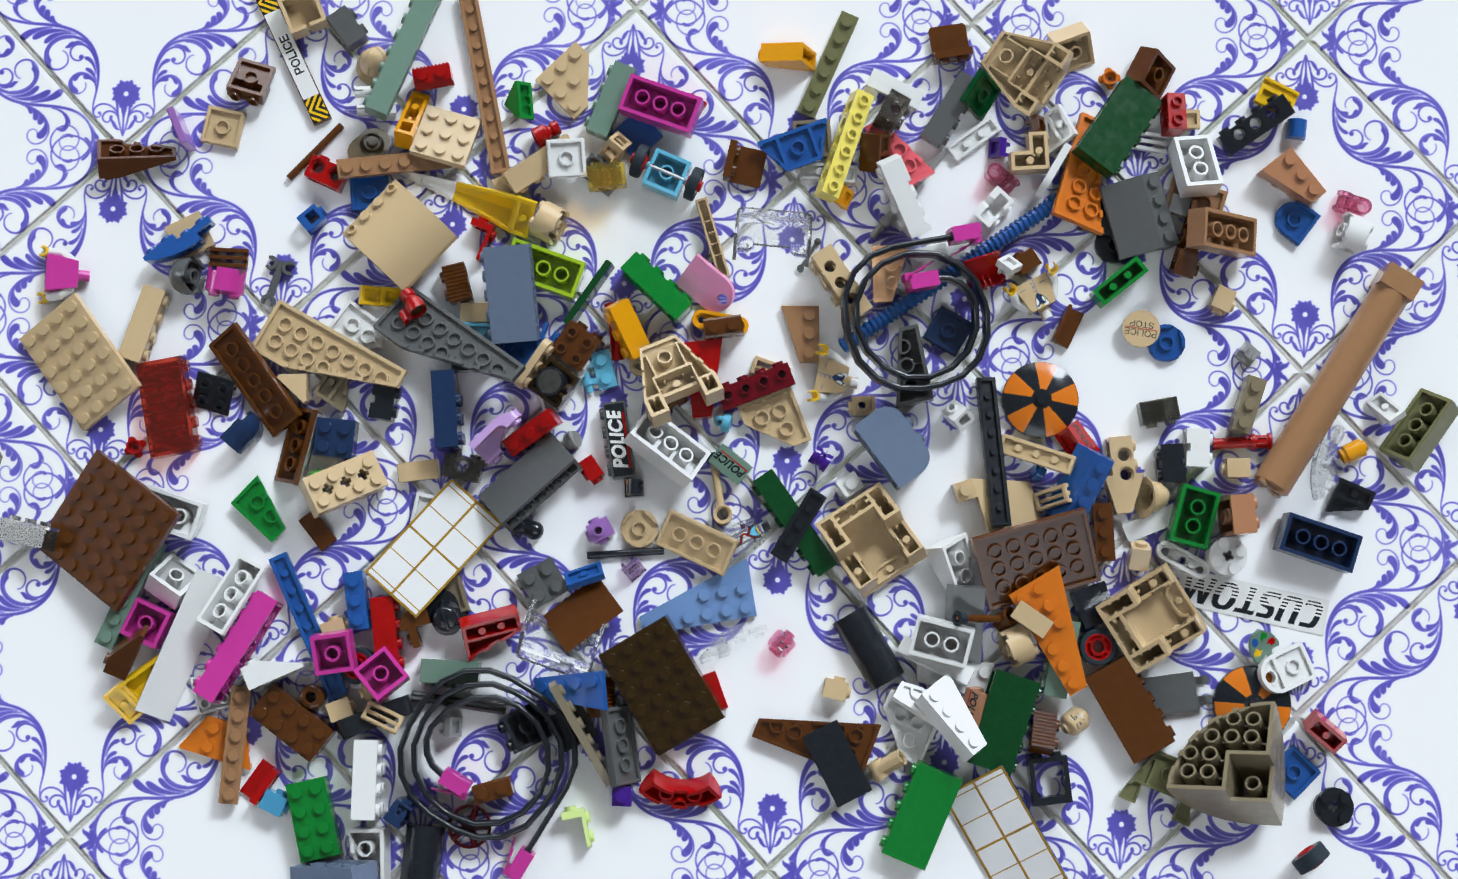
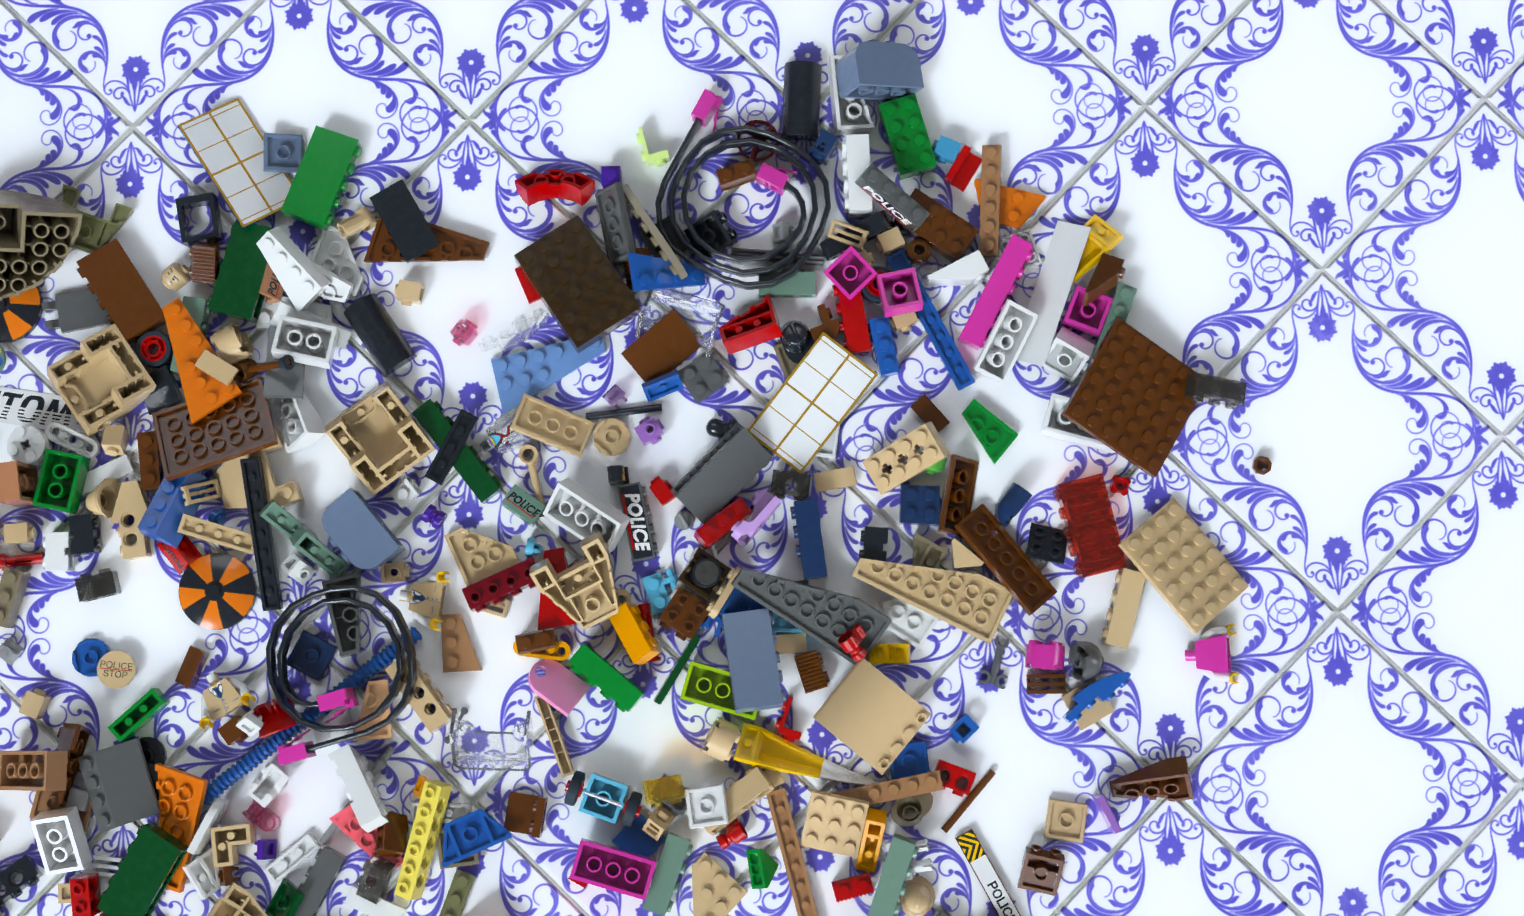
camera: 175 degrees left, 0 degrees up
(331, 749) = (892, 198): none -> dark grey brick
(951, 443) = (304, 539): none -> sand green bracket
(961, 845) = (282, 152): none -> sand blue tile

